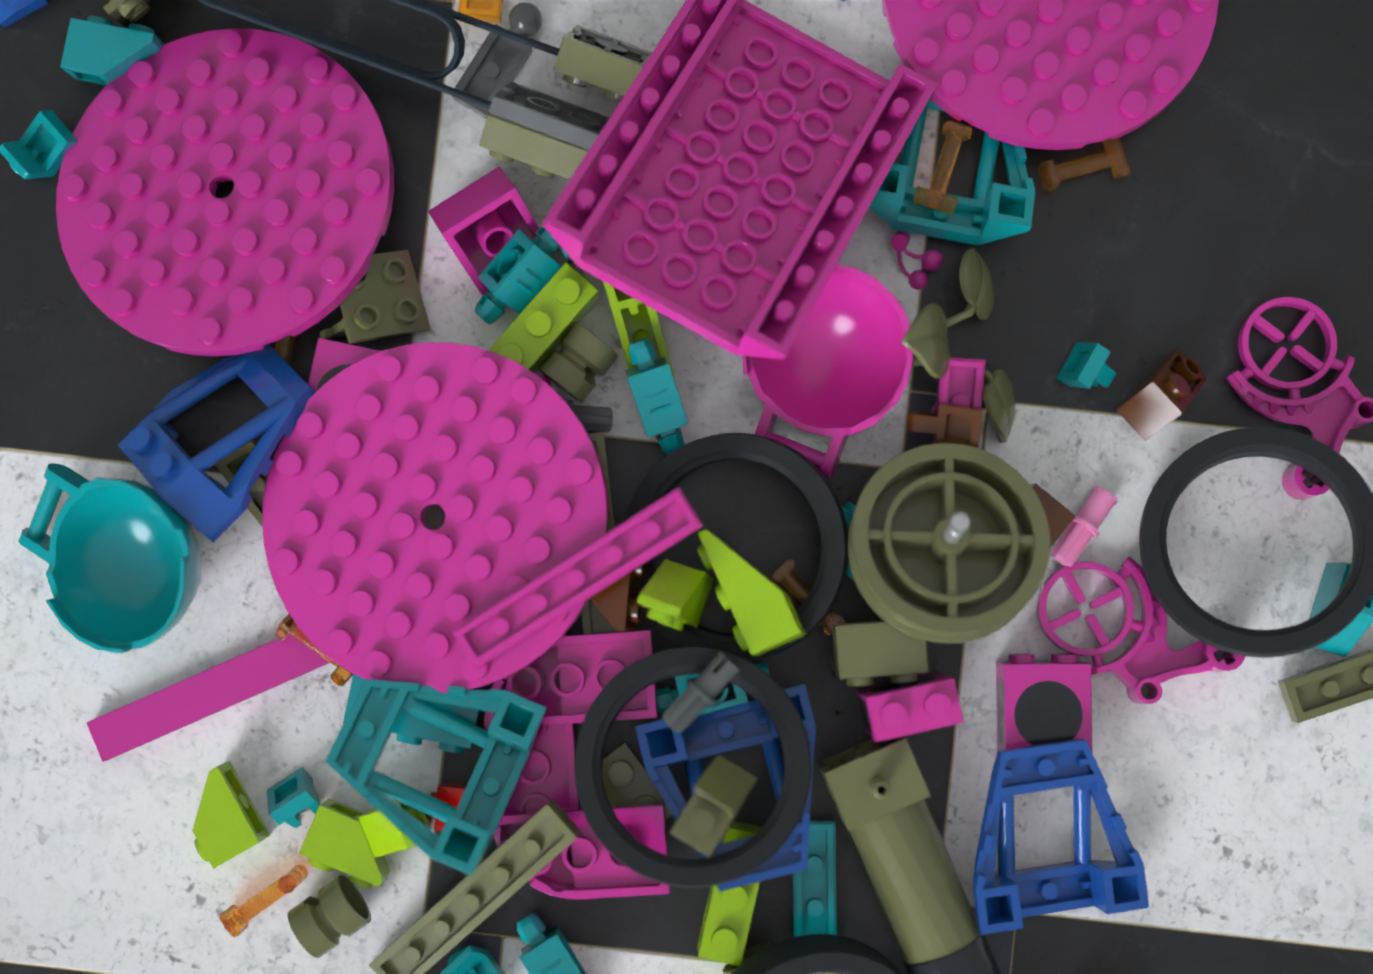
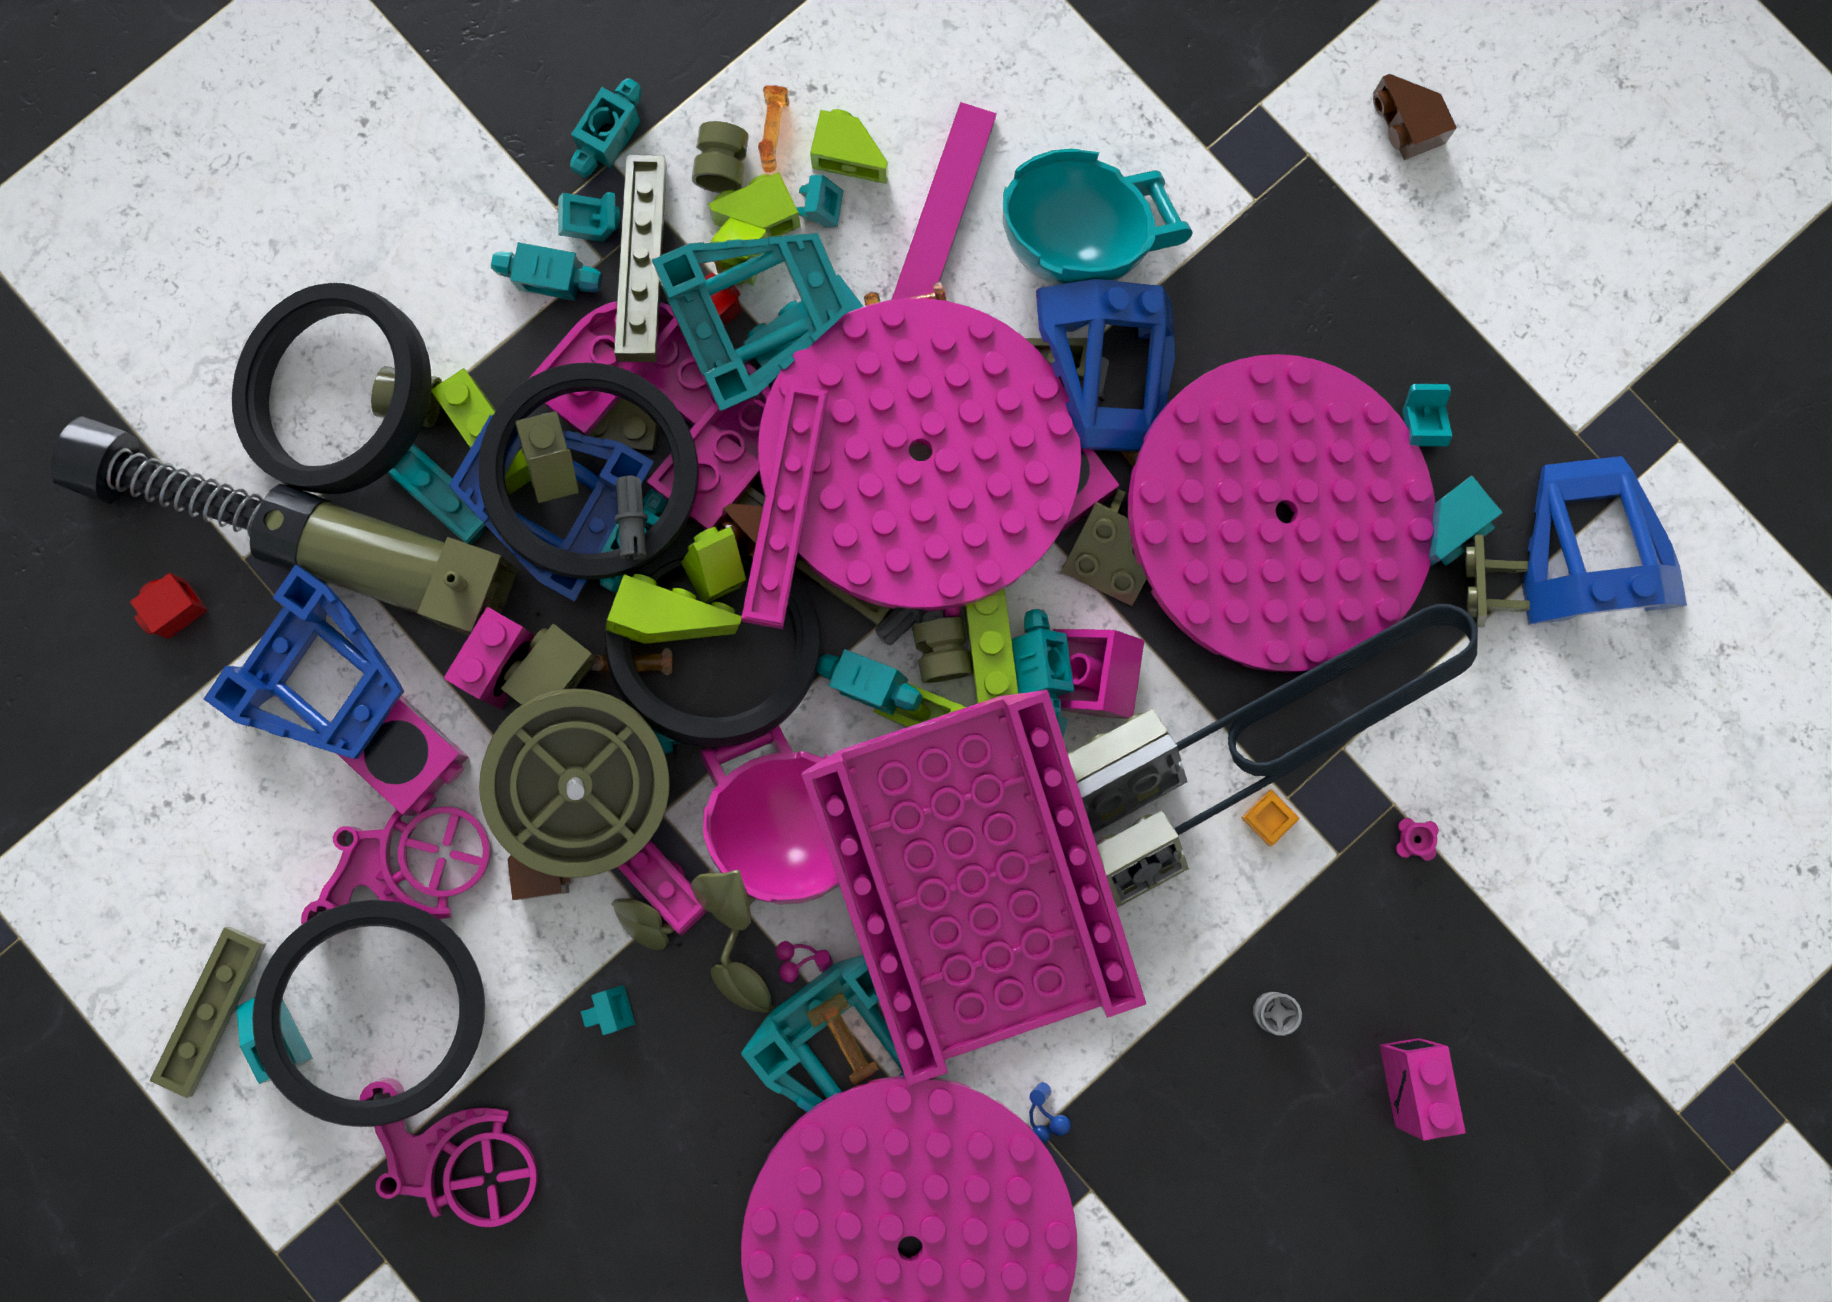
camera: 135 degrees right, 5 degrees down
(499, 58) = (1210, 785): dark grey plate -> none
(952, 424) = (655, 866): reddish brown plate -> none
(1084, 526) = (501, 903): bright pink axle -> none
(1112, 157) = (743, 1177): clear orange piece -> none
(1162, 394) = (539, 1048): reddish brown slope -> none

